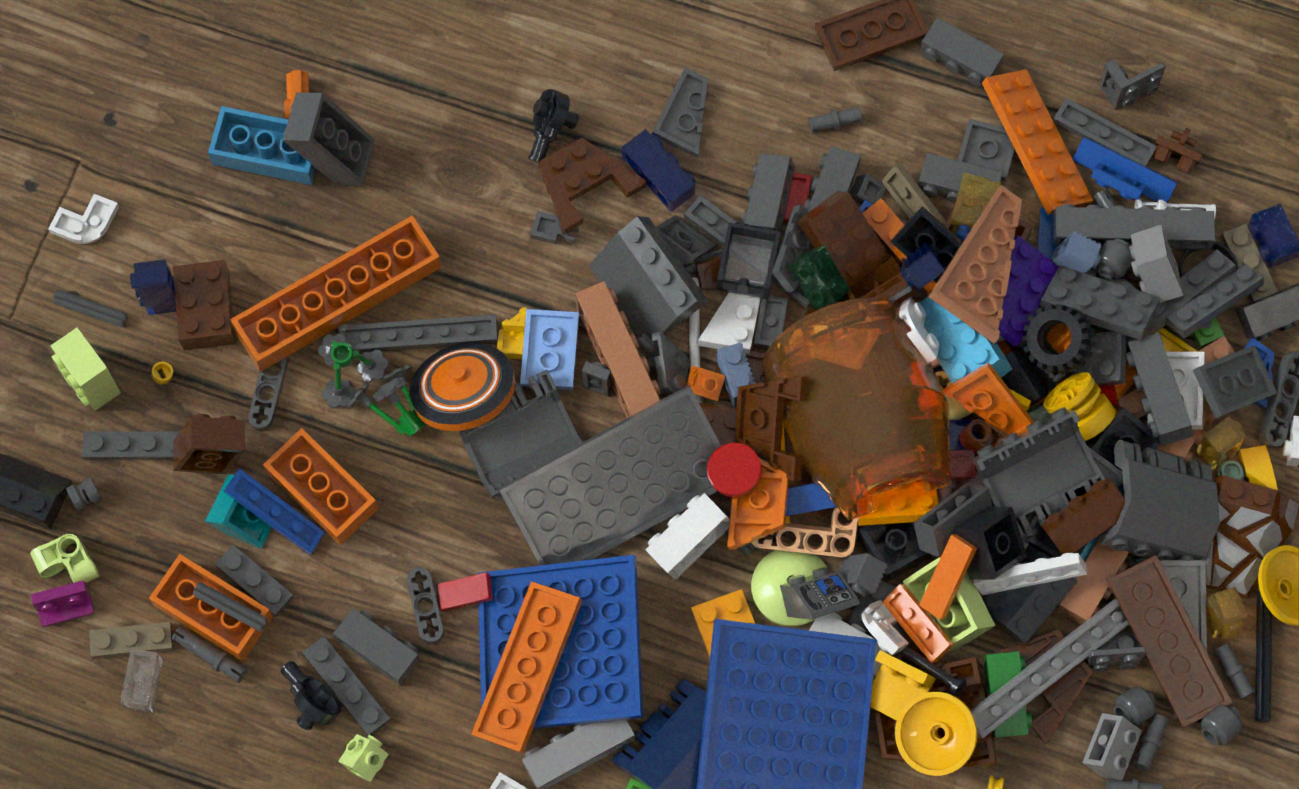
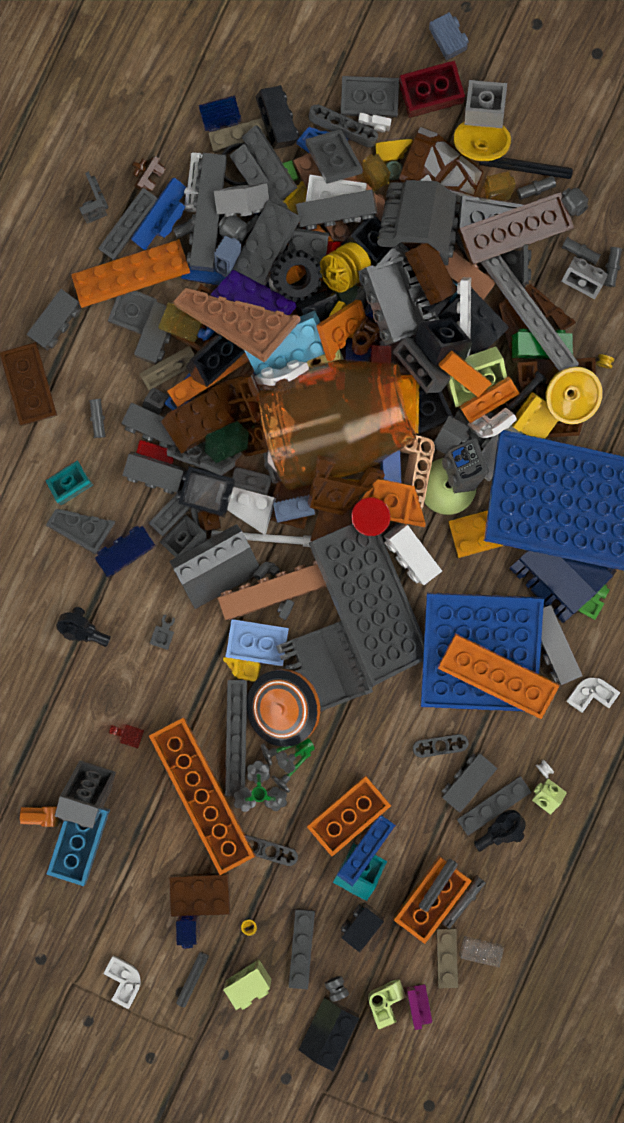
camera: 85 degrees left, 15 degrees up
(169, 515) = (361, 927): none -> black brick
(209, 444) = (314, 895): reddish brown brick -> none
(254, 580) = (410, 867): dark grey plate -> none
(401, 750) = (545, 769): none -> white bush
(412, 199) = (130, 735): none -> clear red plate
(465, 592) = (434, 717): tile -> none
(578, 170) = (120, 612): reddish brown wing -> none
(671, 365) = (283, 555): dark grey wing -> none
(705, 382) = (298, 532): orange brick -> none
(742, 92) = (69, 483): none -> teal slope
(921, 266) = (235, 365): clear blue brick -> none
(1135, 705) = (556, 258): dark grey head -> none

